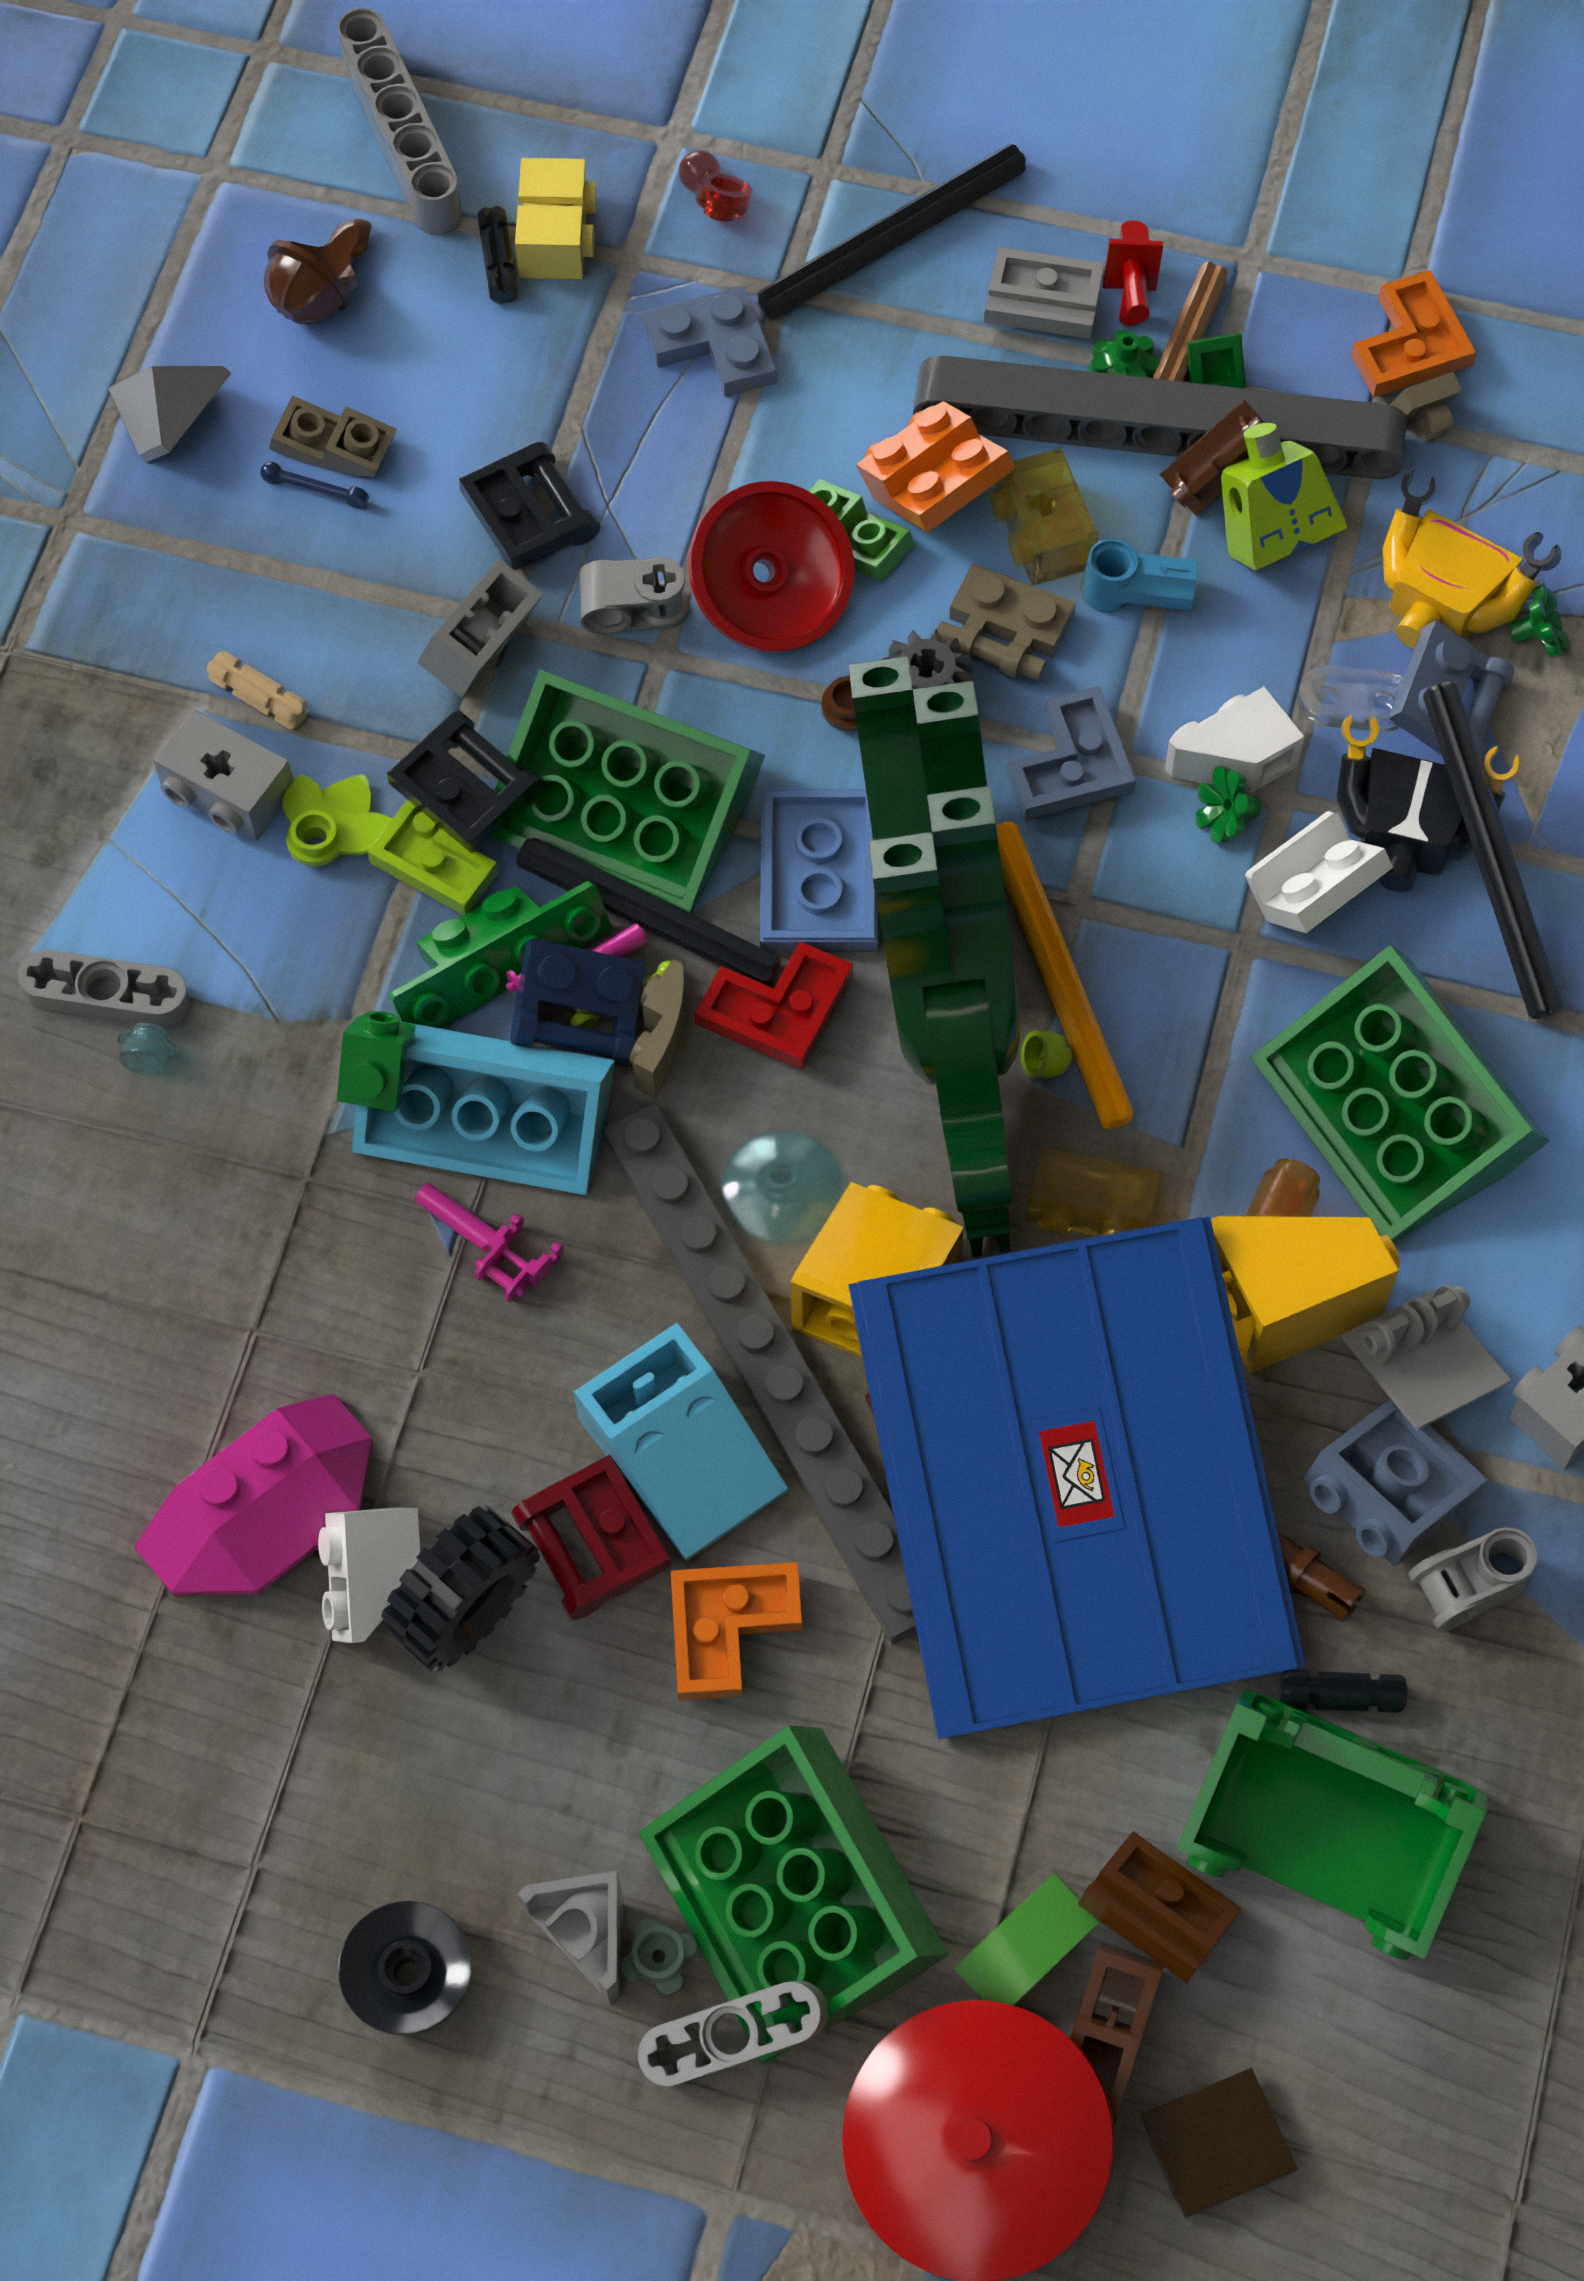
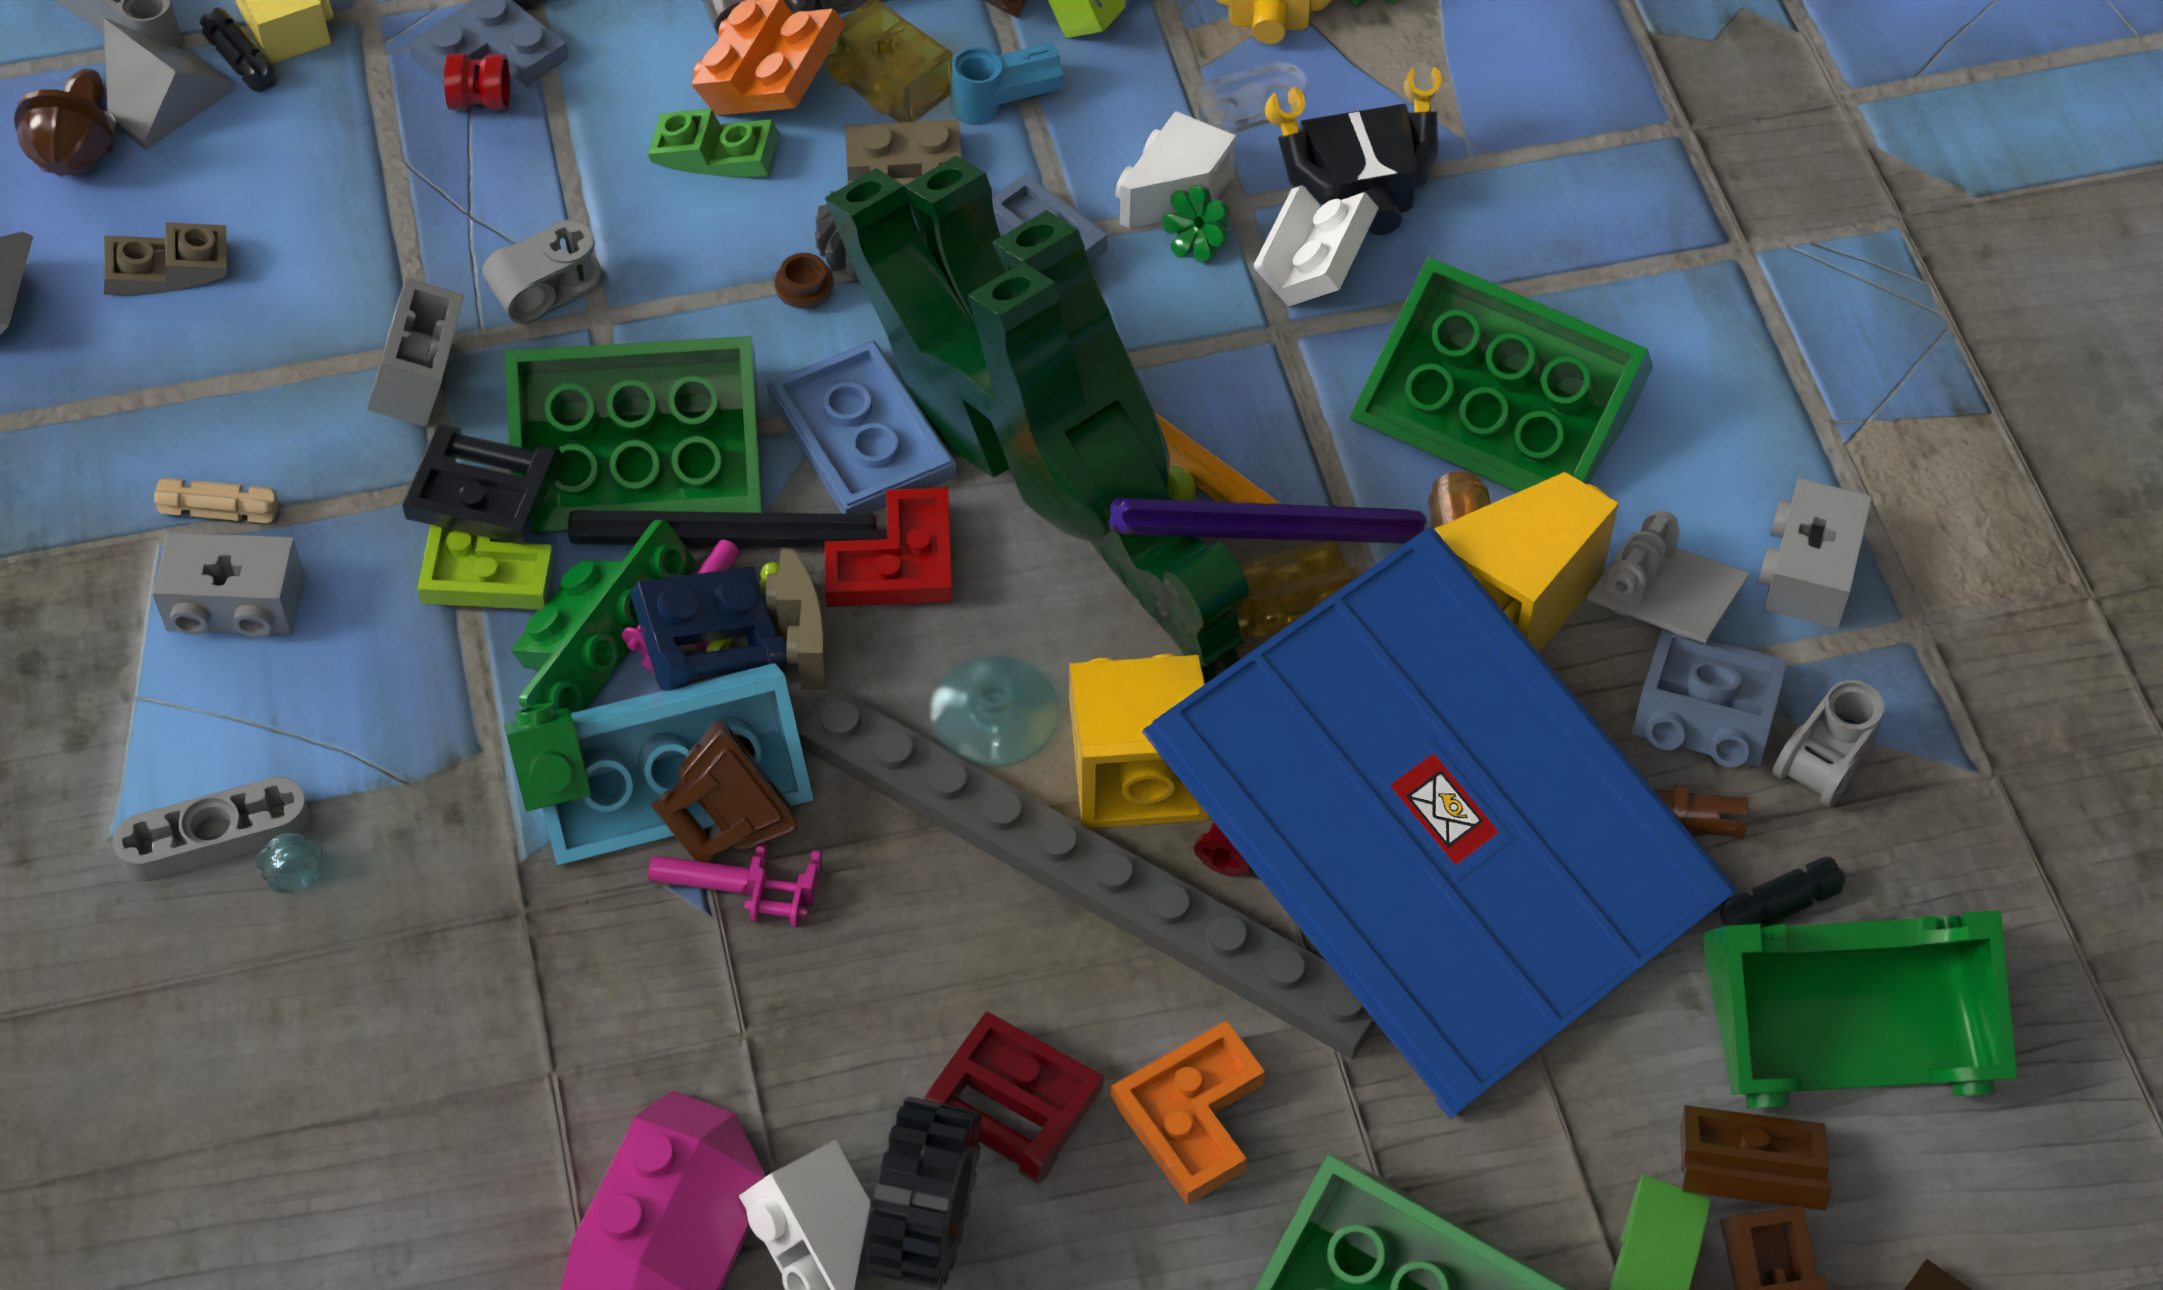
camera: 30 degrees left, 10 degrees down
(337, 814) = (362, 577): lime plate -> none
(354, 496) = (216, 300): dark blue hinge -> none
(411, 260) = (155, 84): none -> light grey slope
(513, 513) = (386, 252): black plate -> none
(513, 1161) = (733, 793): none -> reddish brown piece
(677, 378) = (477, 82): none -> red wheel
(679, 1441) = (1046, 965): medium azure slope -> none
(805, 559) = (683, 173): red dish -> none
(1087, 1136) = (1264, 521): none -> dark purple axle
(1442, 658) = (1318, 63): sand blue plate -> none
(1492, 850) = (1457, 156): black axle -> none

